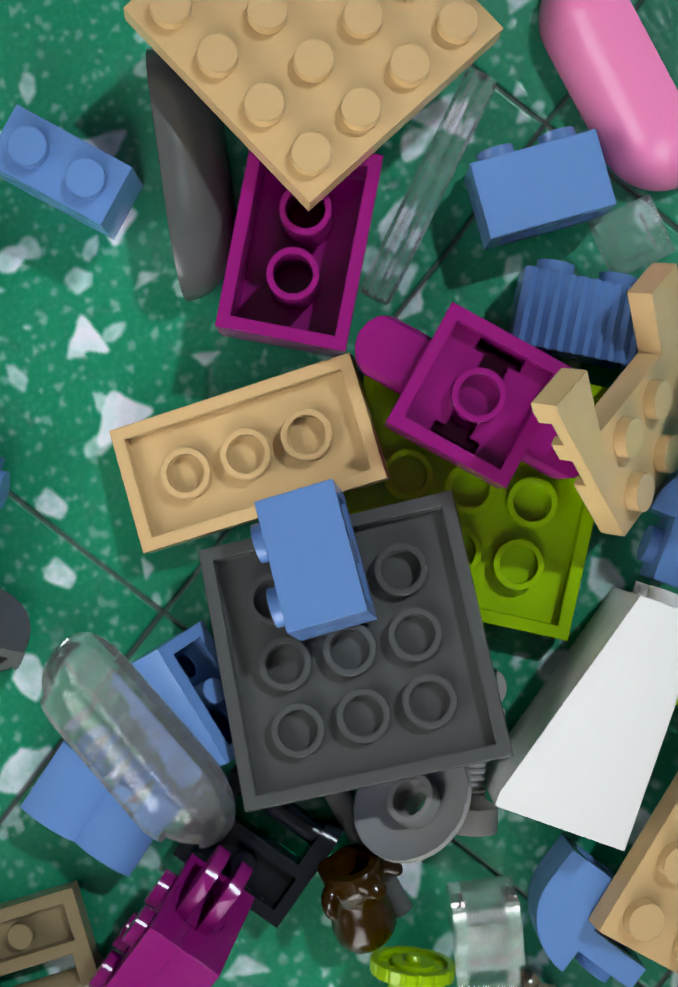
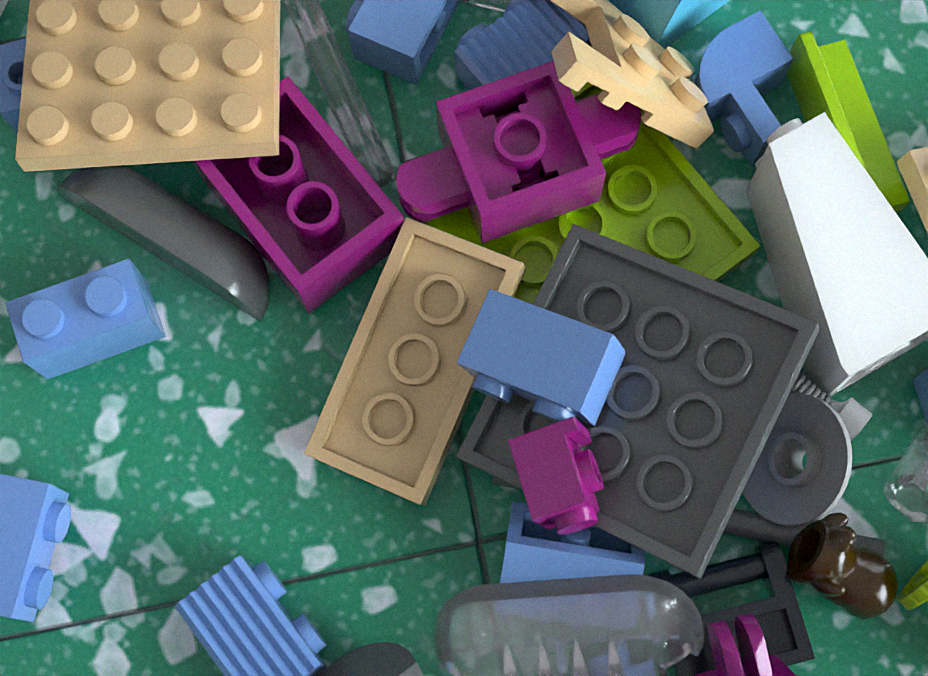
camera: 45 degrees left, 15 degrees down
(231, 652) = (558, 476): none -> magenta brick

